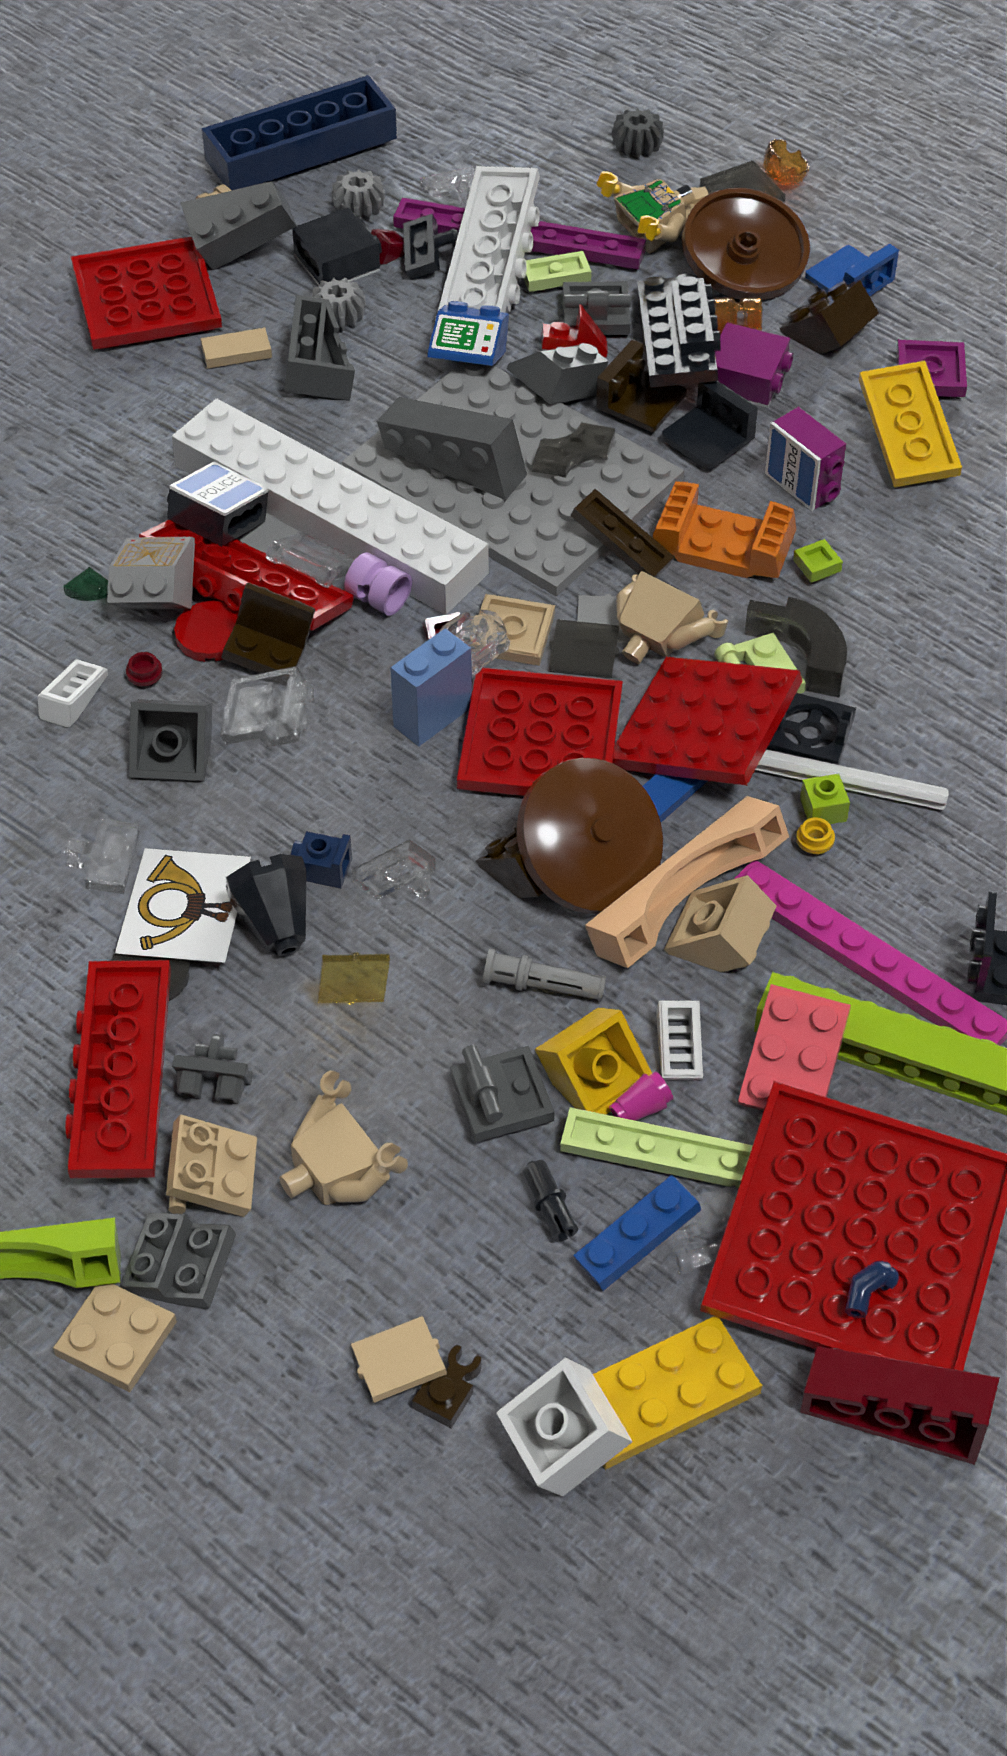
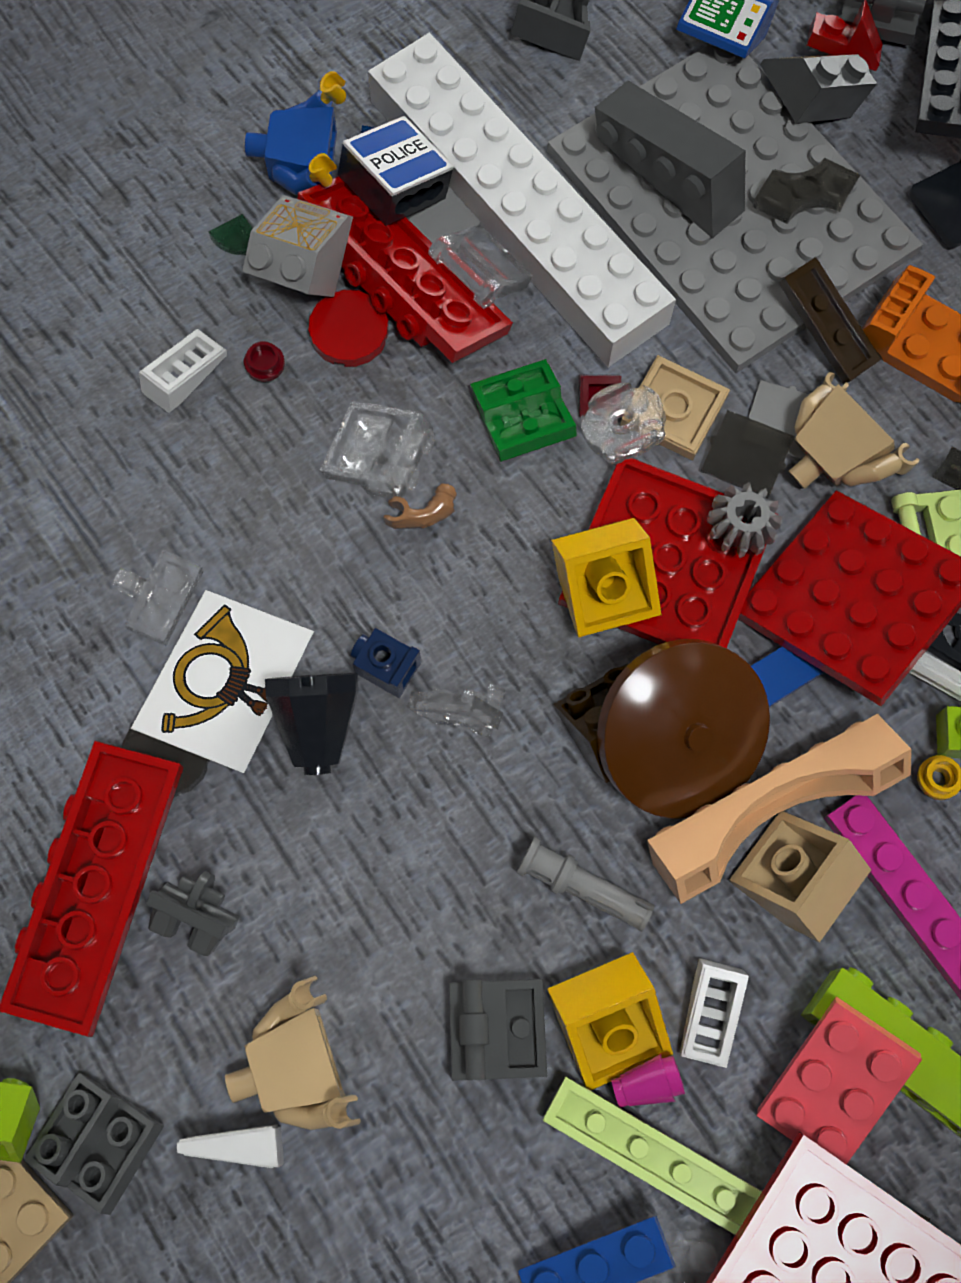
camera: 15 degrees right, 20 degrees up
(126, 500) = (301, 139): none -> blue torso
(169, 739) = (265, 460): dark grey slope -> none
(210, 1167) = (155, 1041): tan plate -> none
(268, 631) = (403, 357): dark brown bracket -> none
(304, 1225) = (248, 1146): none -> white slope
(307, 753) = (436, 510): none -> medium nougat piece
(353, 978) = (372, 843): clear yellow piece -> none
(372, 653) = (523, 410): none -> green slope
(377, 583) = (546, 321): lavender wheel -> none
(431, 687) = (561, 476): medium blue brick -> none
(493, 748) = (607, 576): none -> yellow slope
(550, 1200) = (512, 1187): black axle -> none
(594, 684) = (732, 508): none -> light grey gear
(627, 394) = (887, 126): dark brown bracket -> none

